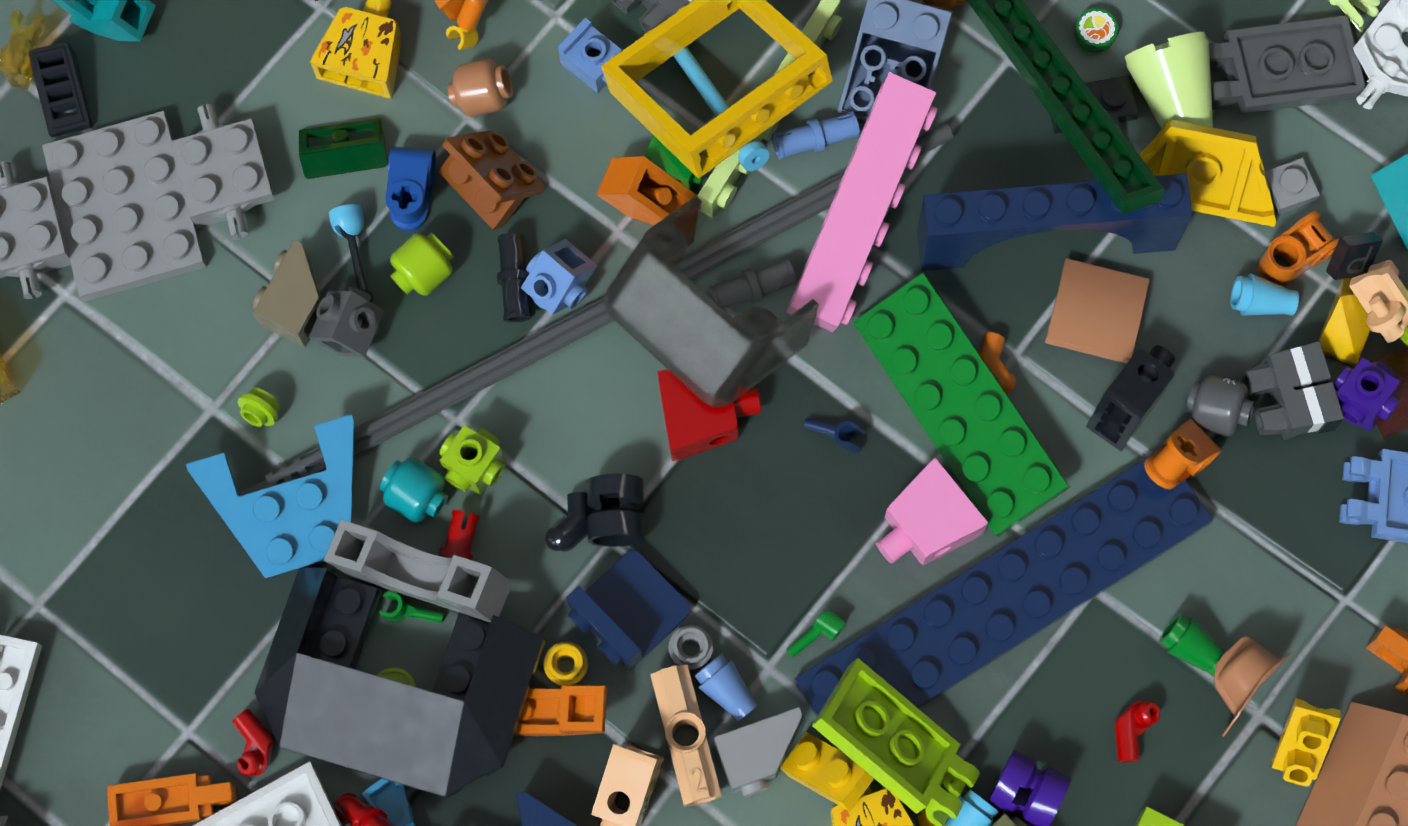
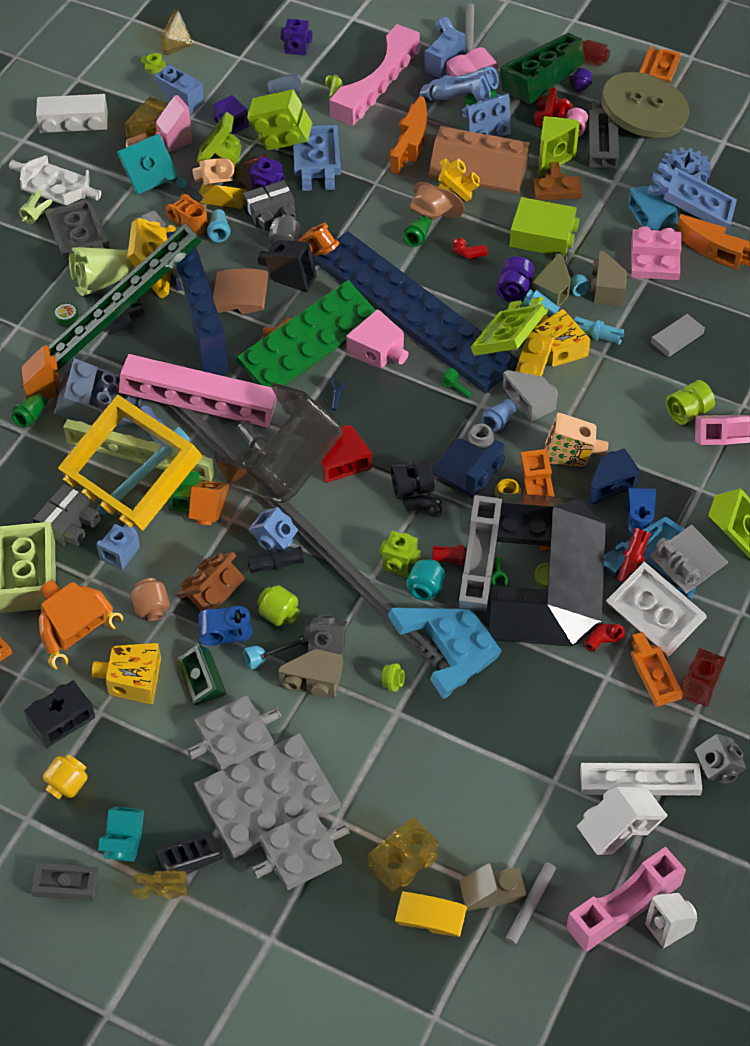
camera: 105 degrees left, 20 degrees down
(694, 762) = (530, 426): light nougat piece -> none

